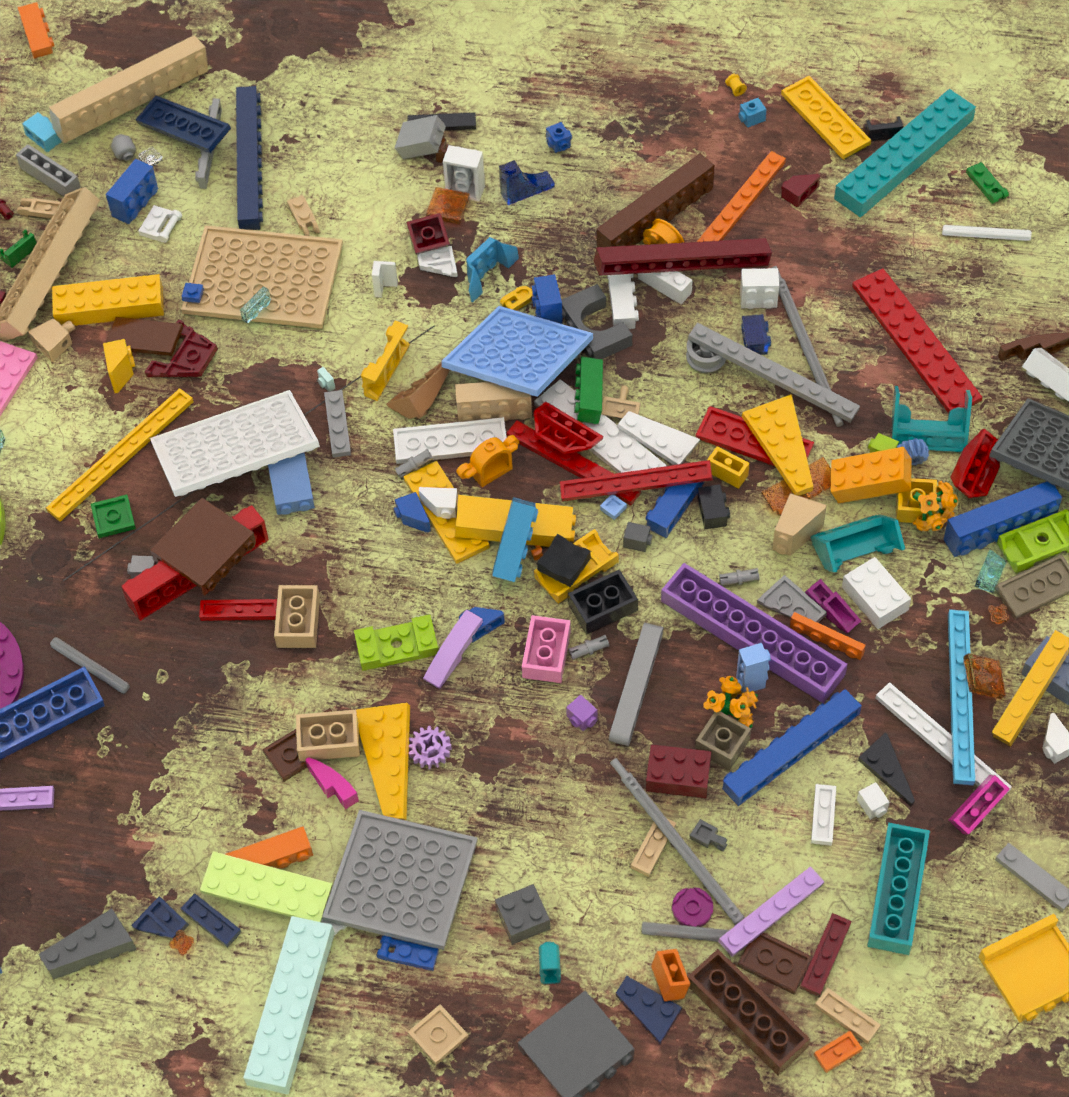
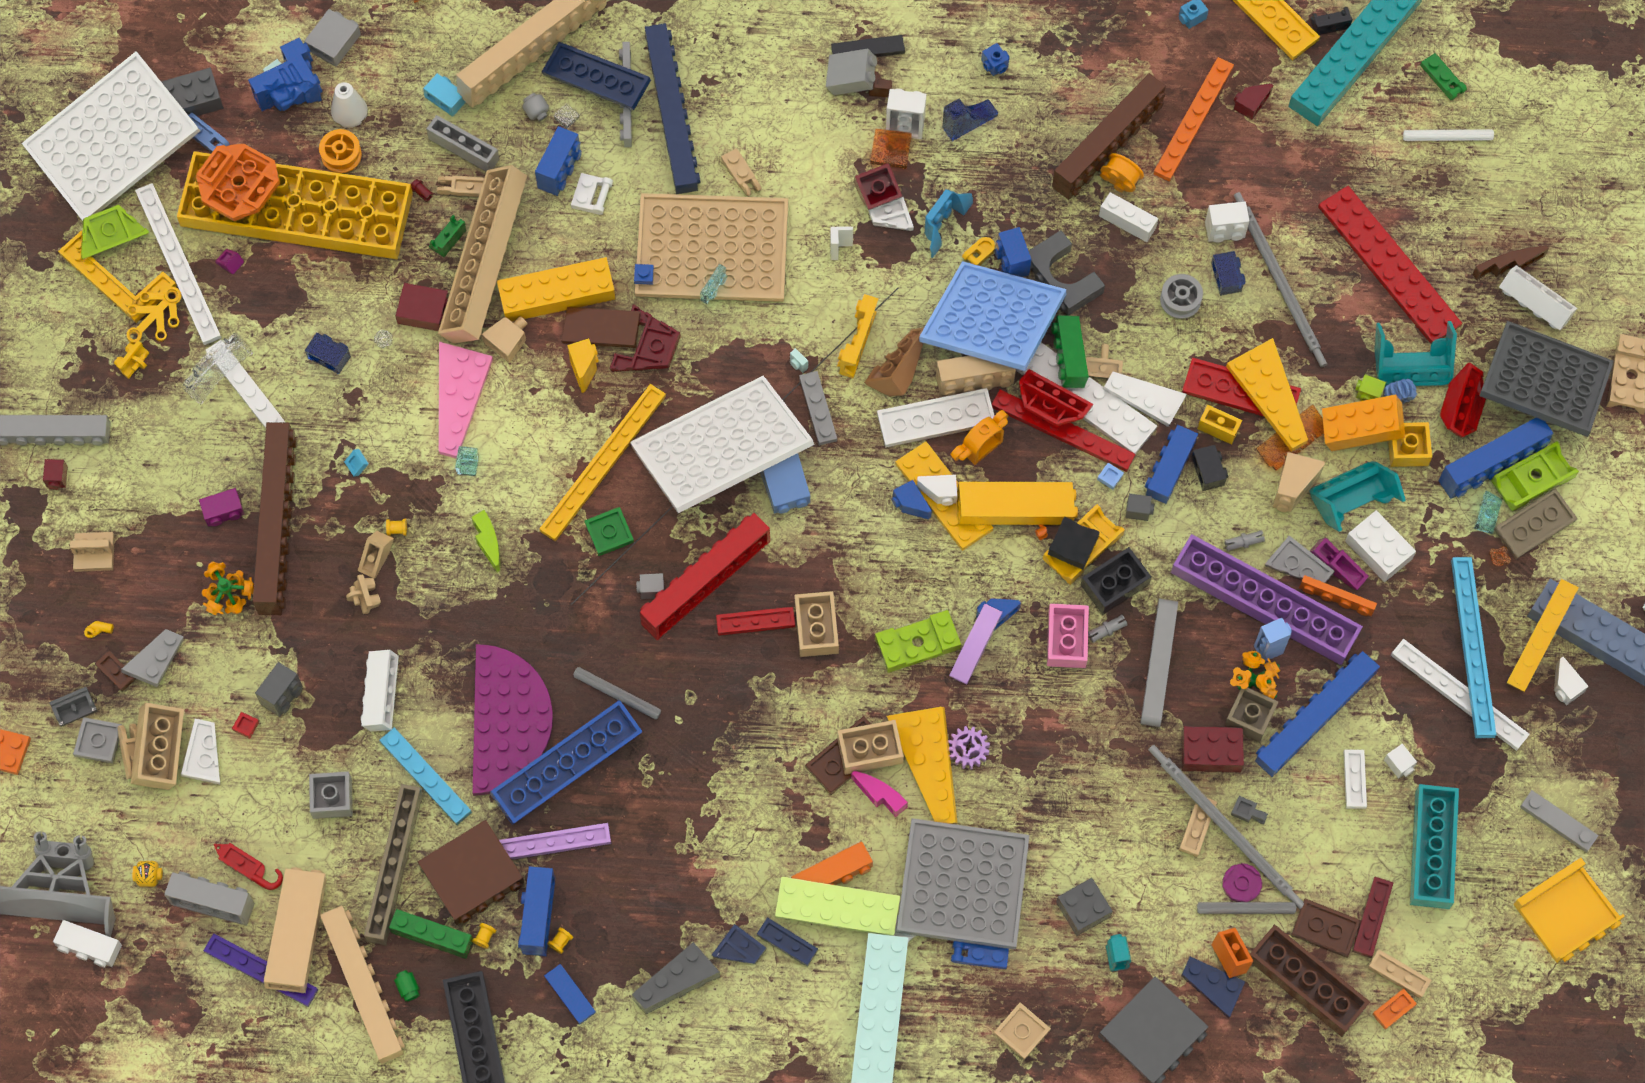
camera: 10 degrees left, 10 degrees up
(187, 942) = (768, 966): clear orange plate -> none
(204, 545) = (714, 560): reddish brown panel -> none
(414, 463) = (904, 447): light grey pin -> none
(513, 540) = (1023, 527): dark azure brick -> none
(582, 713) = (1111, 698): medium lavender brick -> none
(623, 300) = (1086, 238): white brick -> none
(636, 480) = (1131, 448): red plate -> none
(682, 256) = (1145, 194): dark red brick -> none
(771, 911) = (1317, 880): lavender plate -> none
(774, 372) = (1253, 316): light grey plate -> none
(884, 764) = (1406, 722): black wing -> none
(929, 502) = (1426, 453): light orange plant -> none
(979, 804) = (1501, 756): dark pink brick -> none
(984, 676) = (1493, 624): clear orange plate -> none

